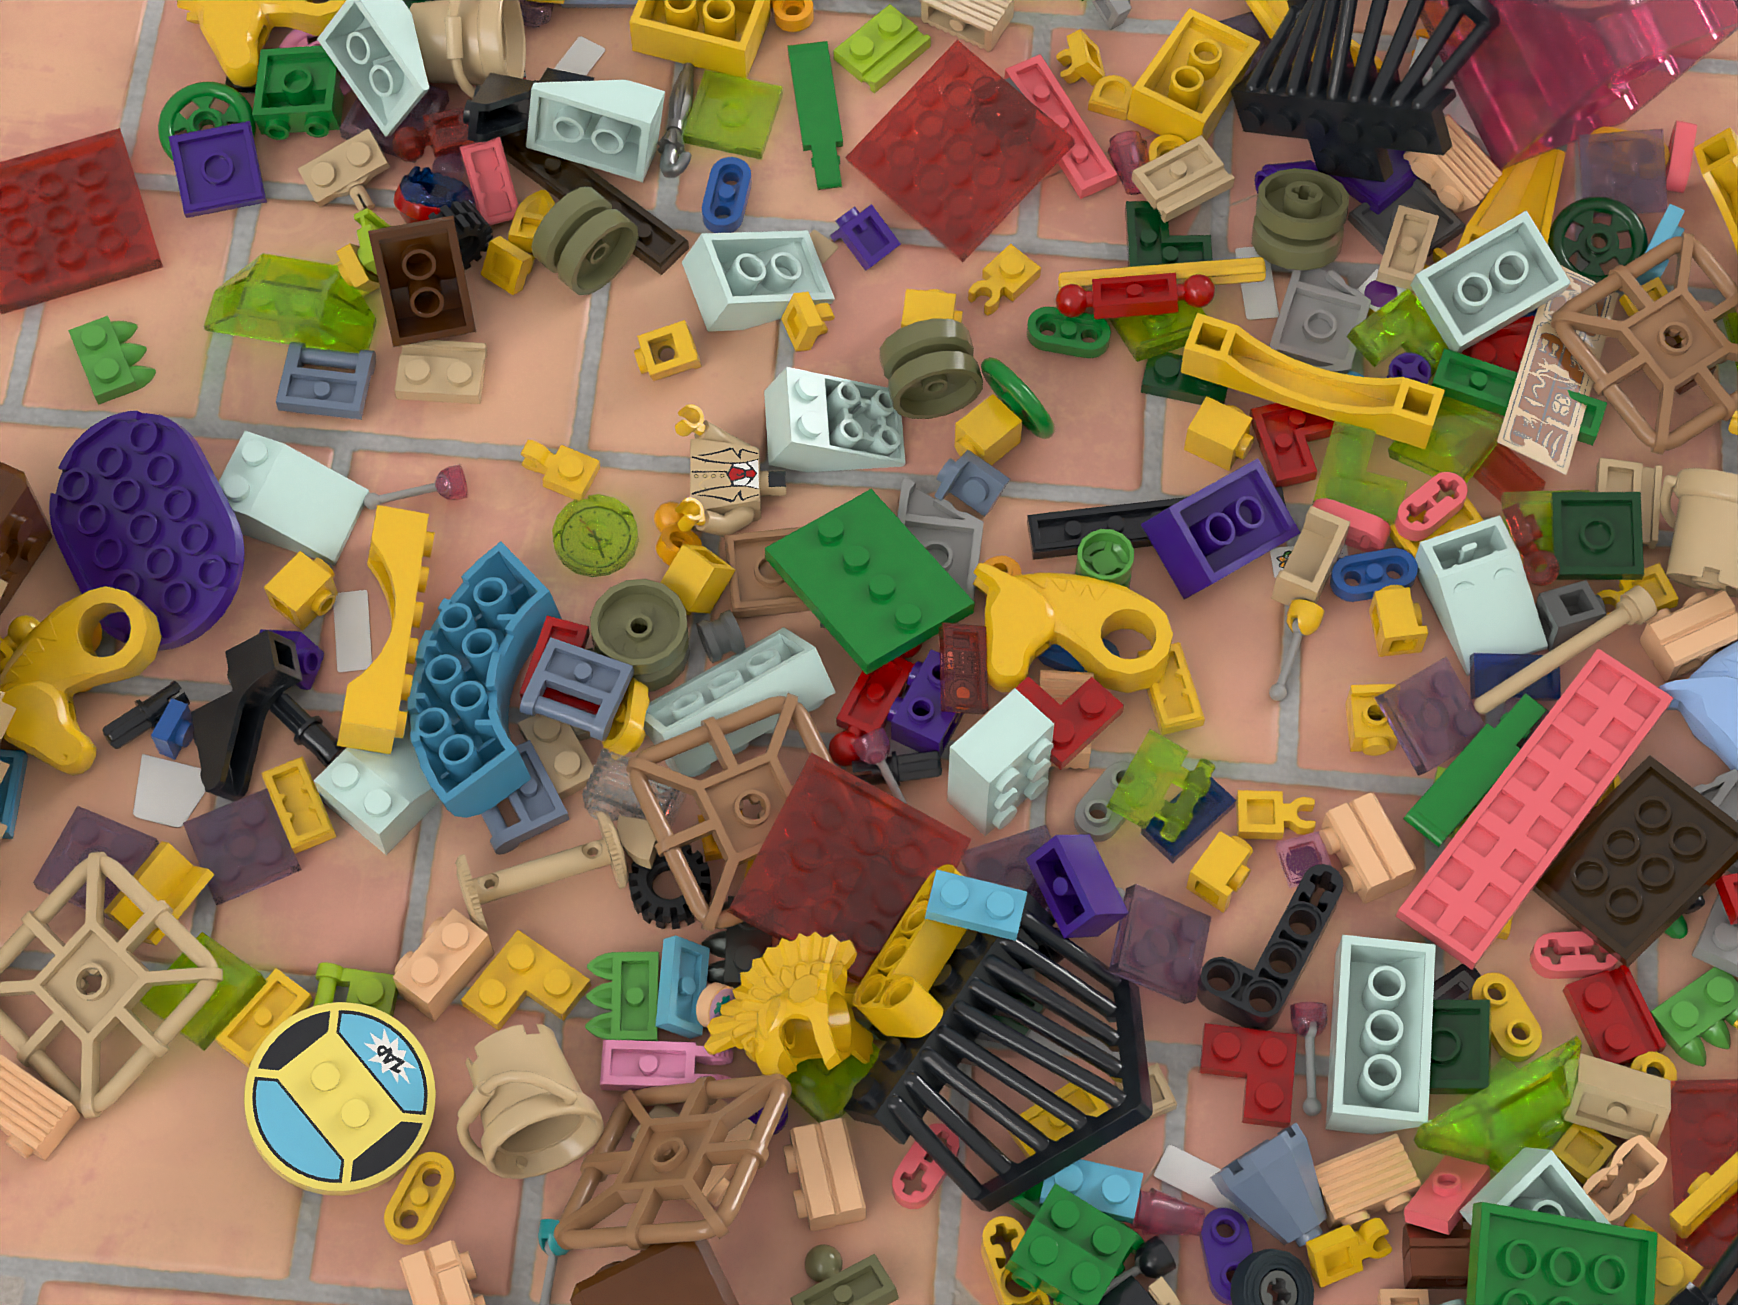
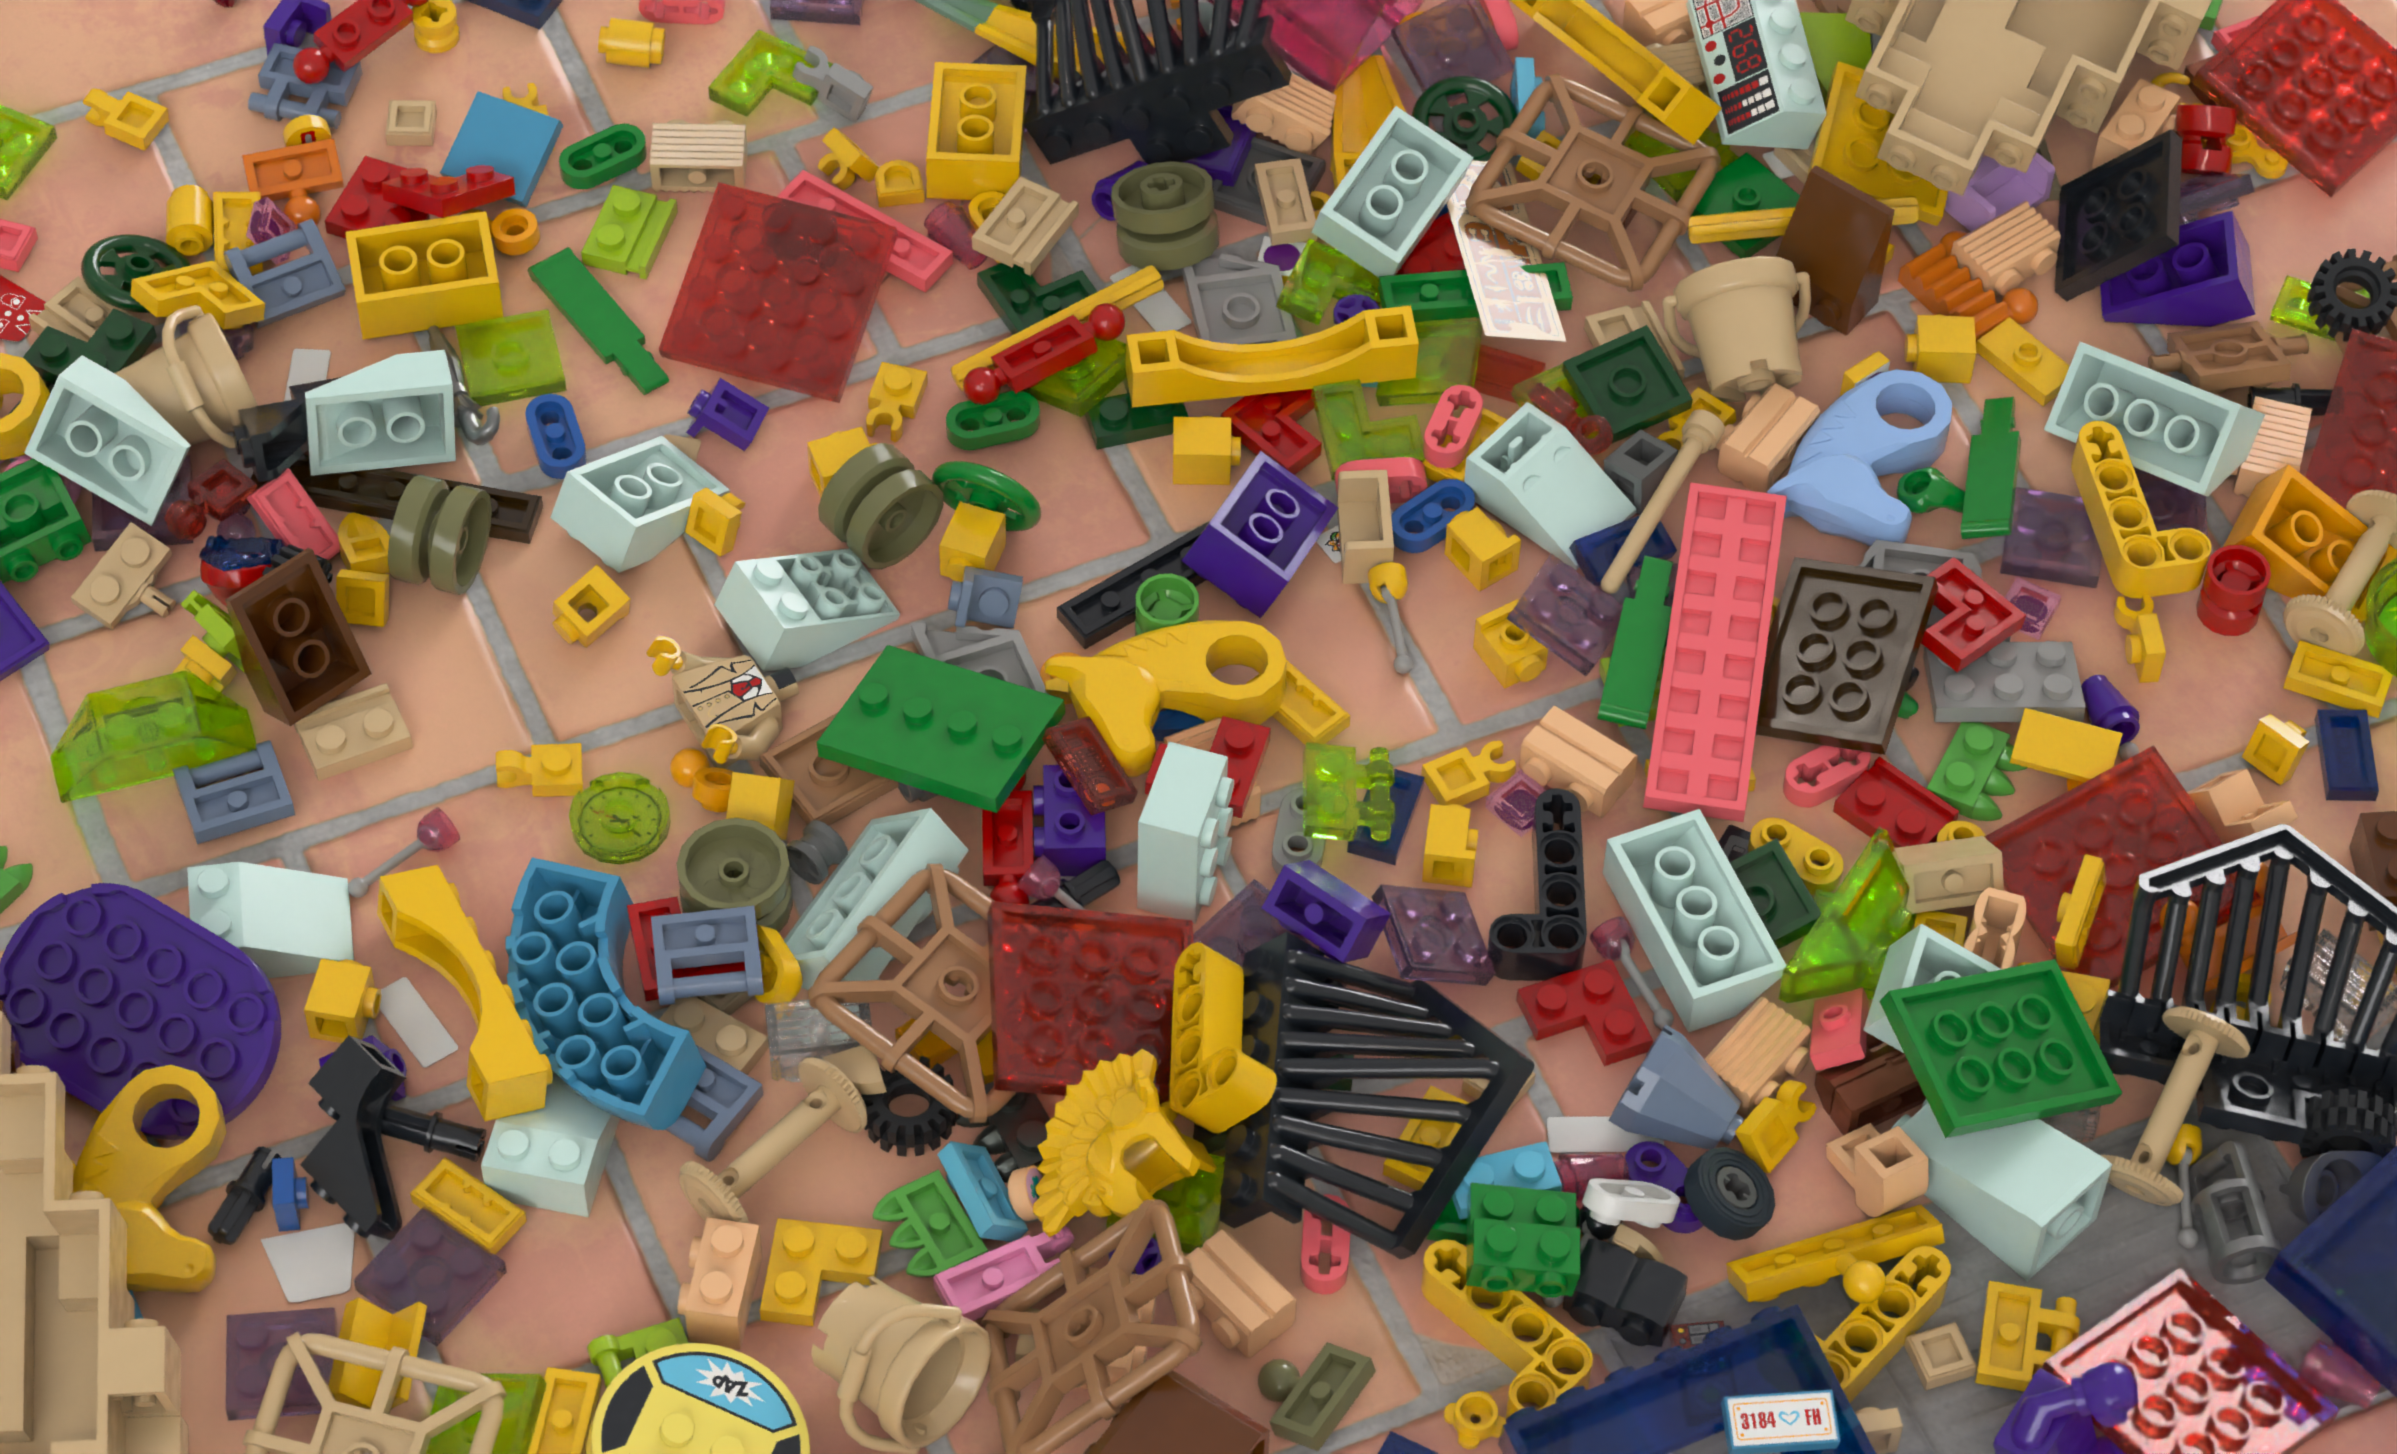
camera: 30 degrees left, 10 degrees down
(976, 905) = (1245, 962): medium azure plate -> none
(1180, 1262) = (1630, 1201): none -> white plate

